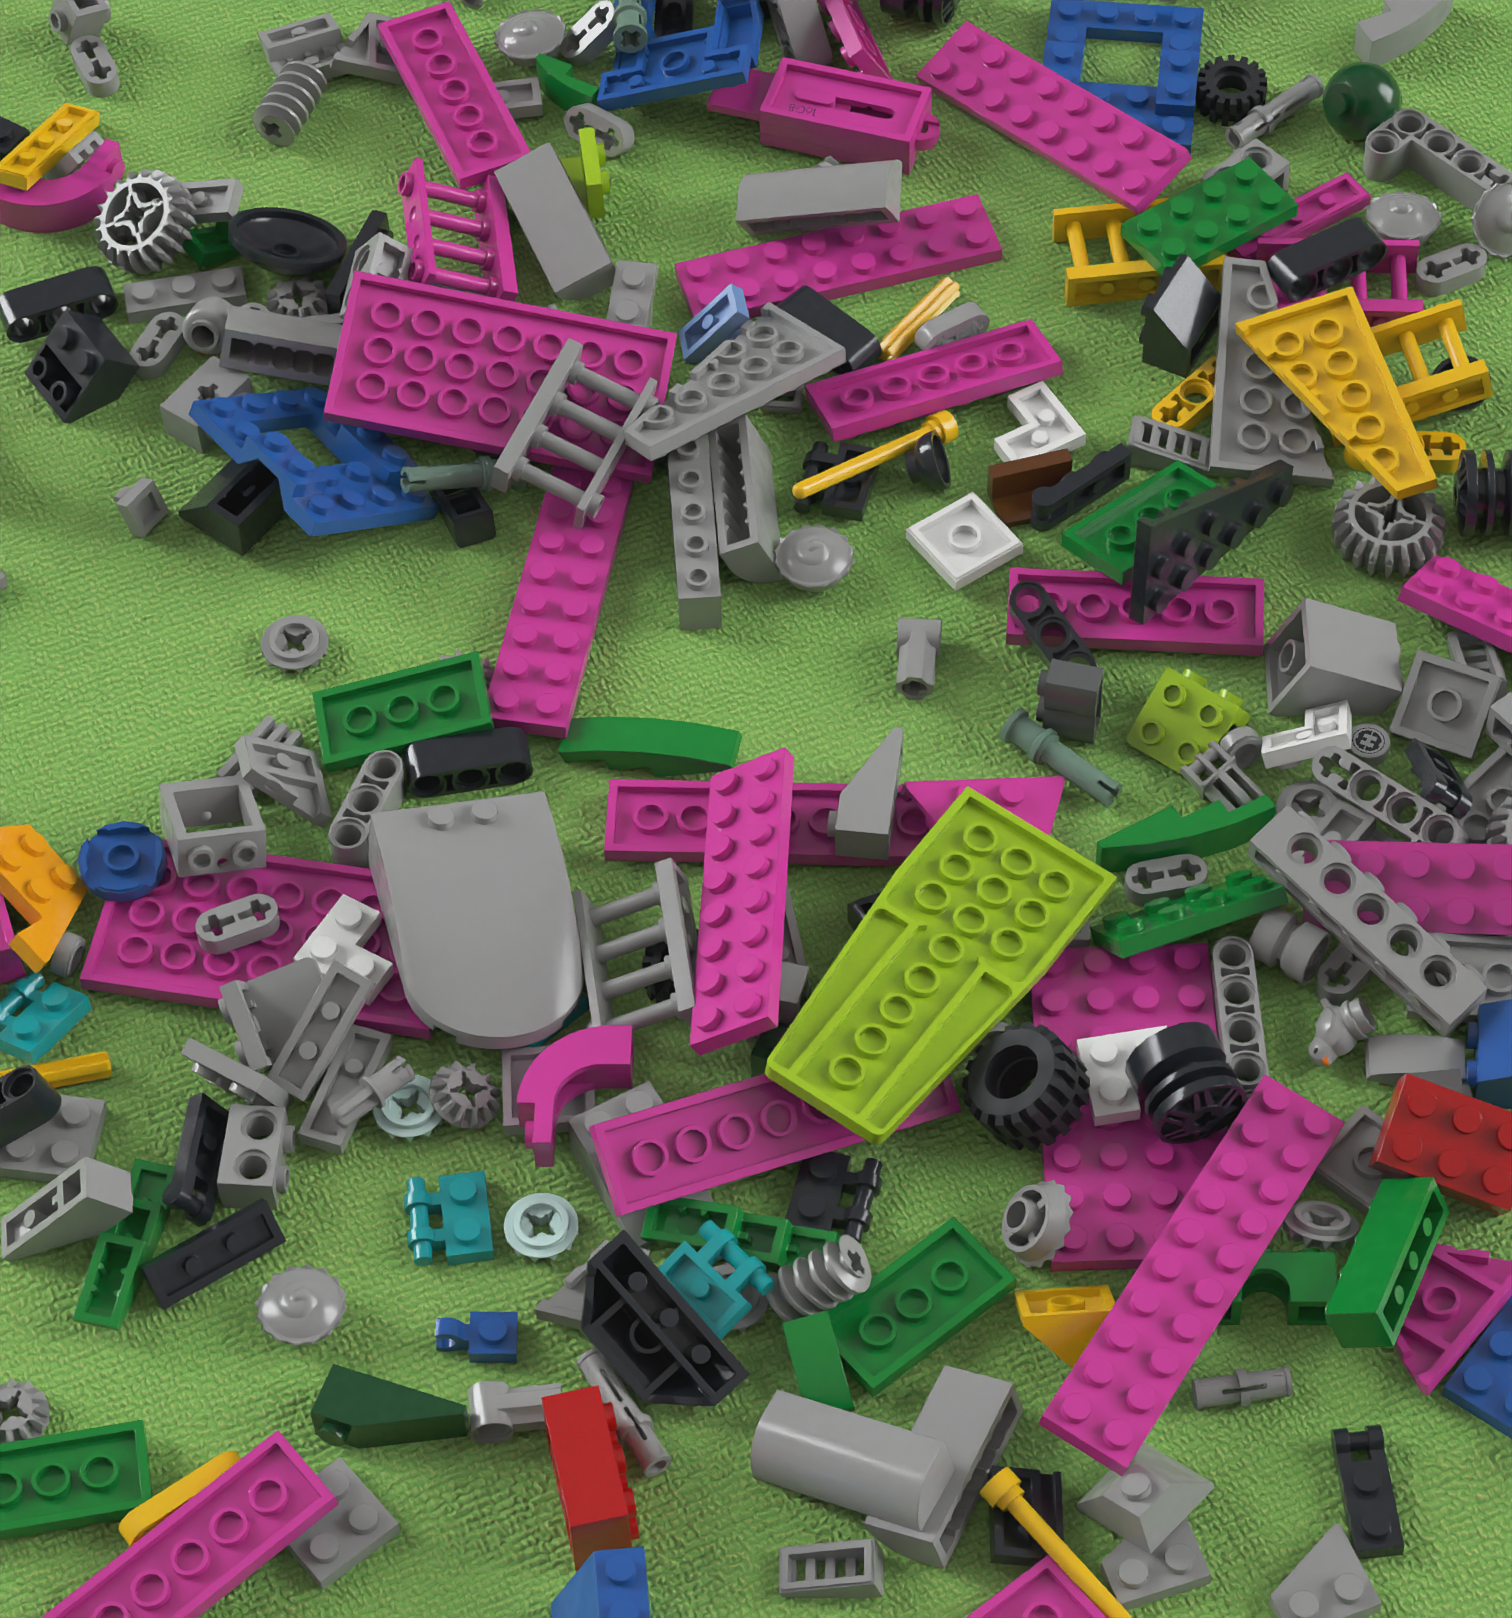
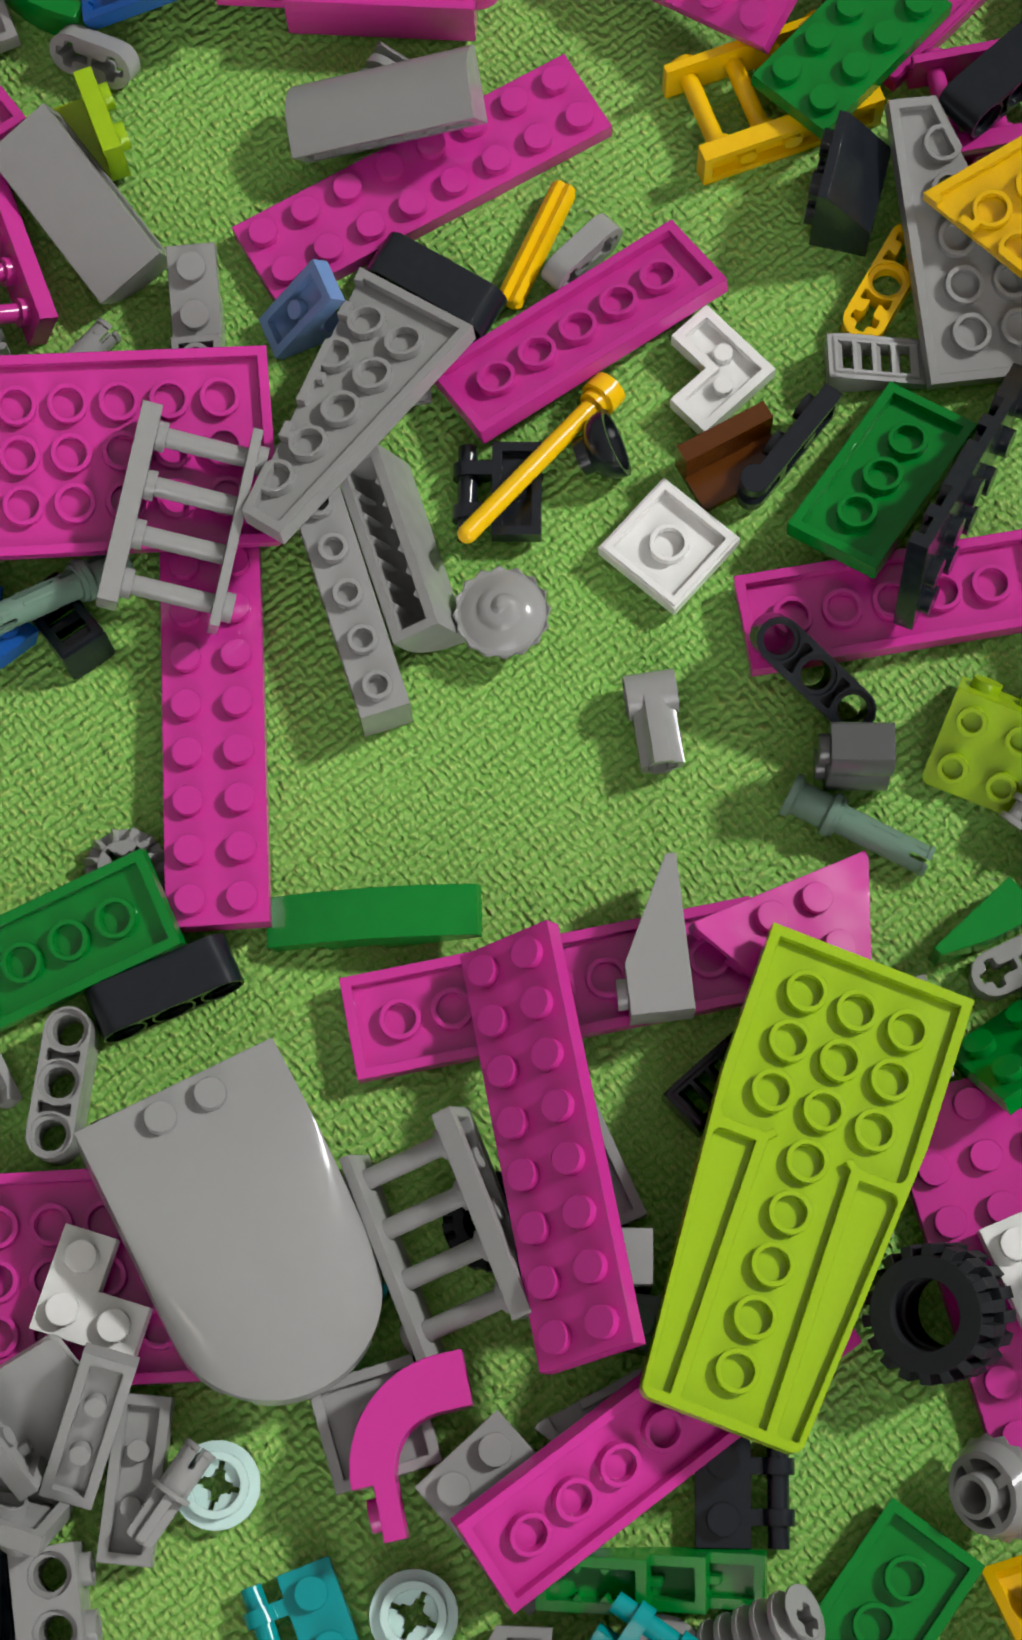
camera: 10 degrees left, 20 degrees up
(456, 1107) = (255, 1448): light grey gear -> none

